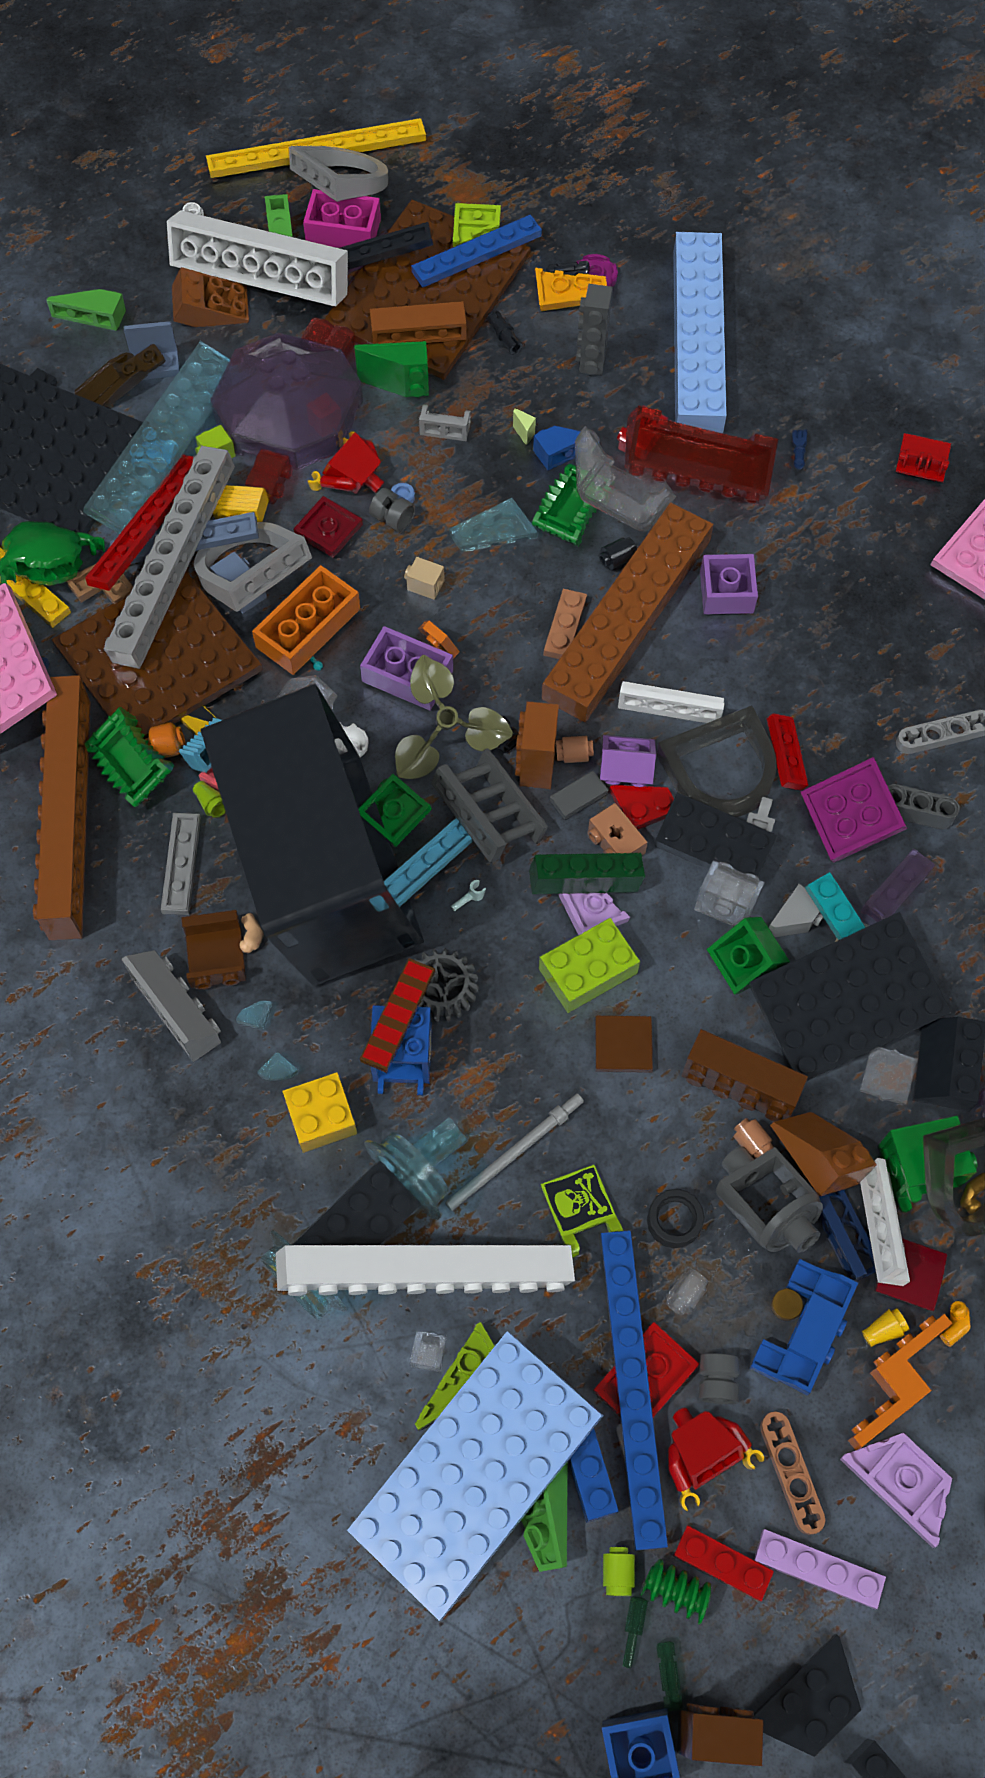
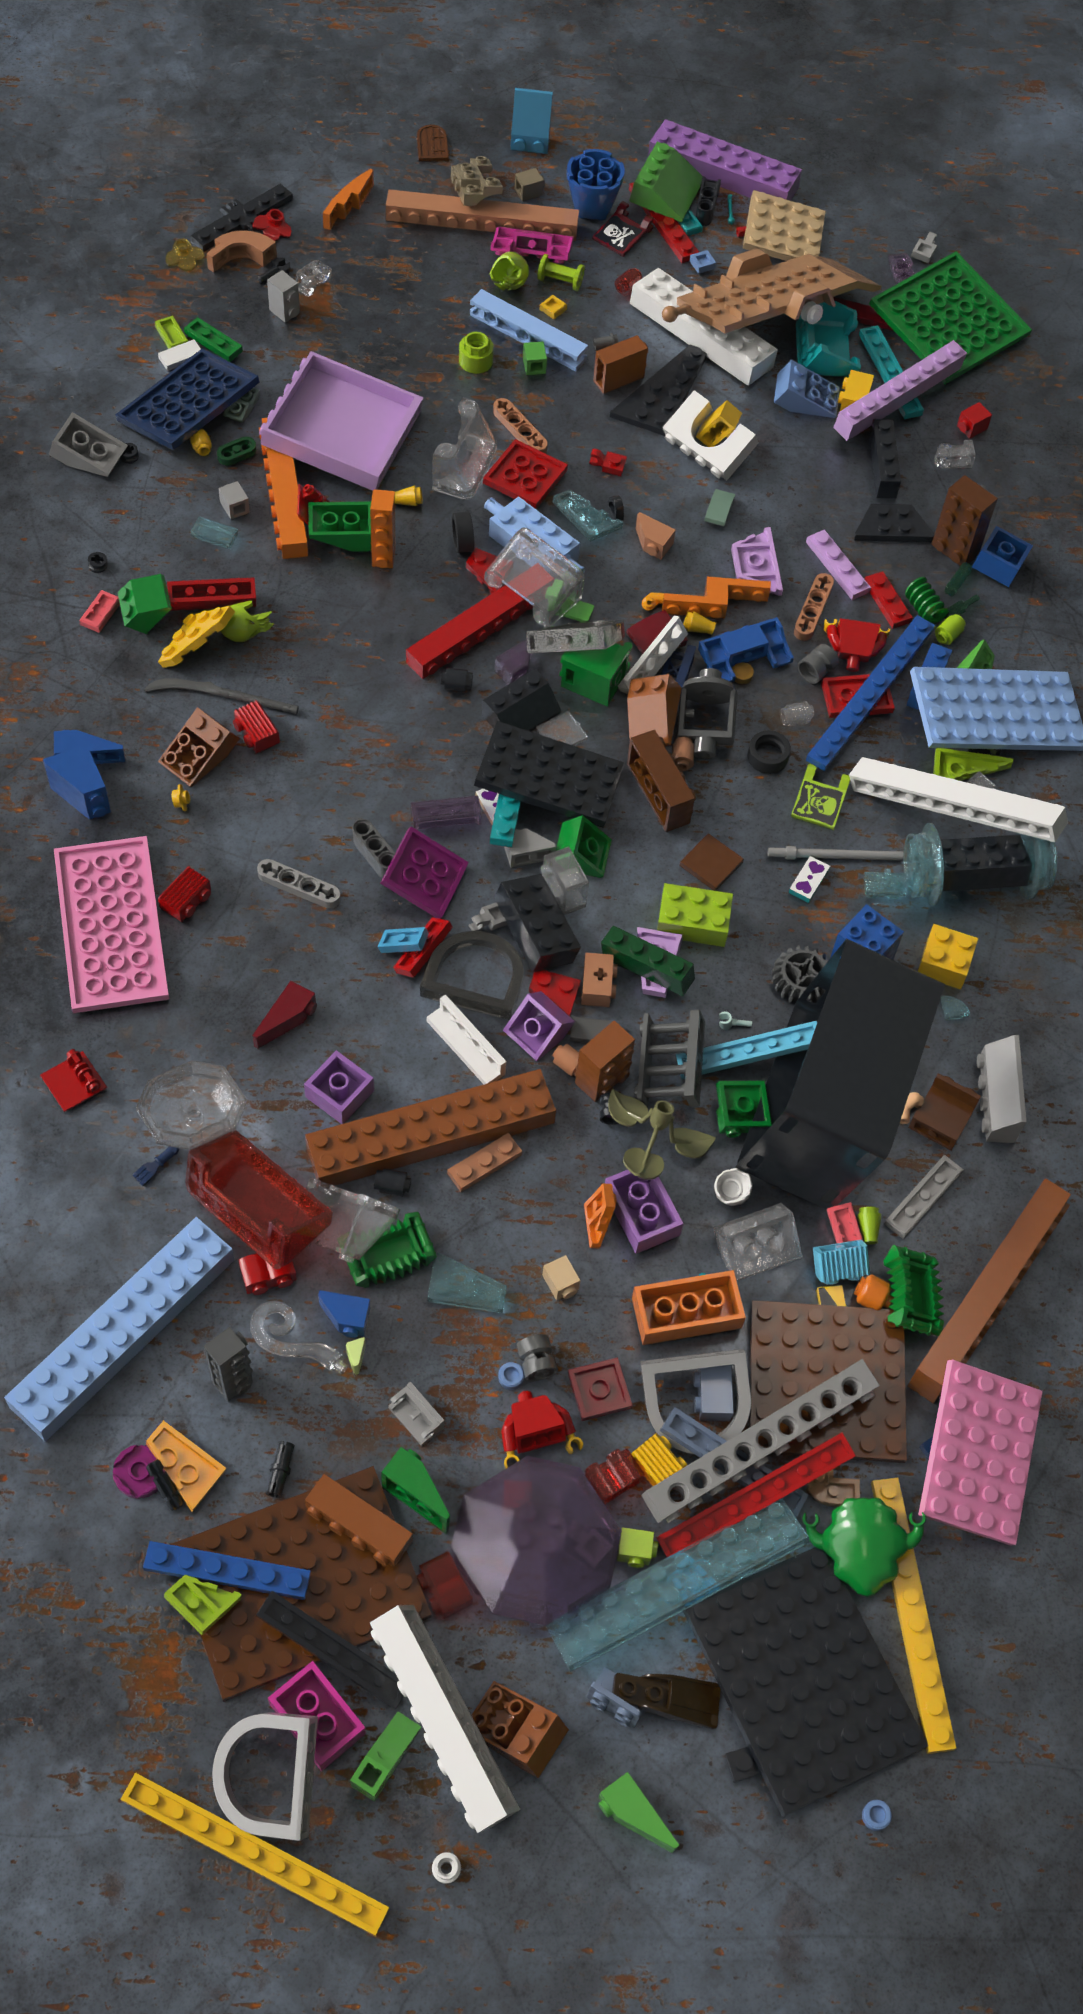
camera: 145 degrees left, 5 degrees down
(255, 1015) = (943, 1053): clear light blue tile -> none
(397, 1015) = (871, 933): tile -> none
(517, 1101) = (809, 879): none -> tile
(550, 413) = (323, 1353): none -> clear plant
(807, 739) = (403, 940): none -> dark azure plate
(827, 473) = (186, 1091): none -> clear rock
(833, 621) = (287, 1013): none -> dark red slope

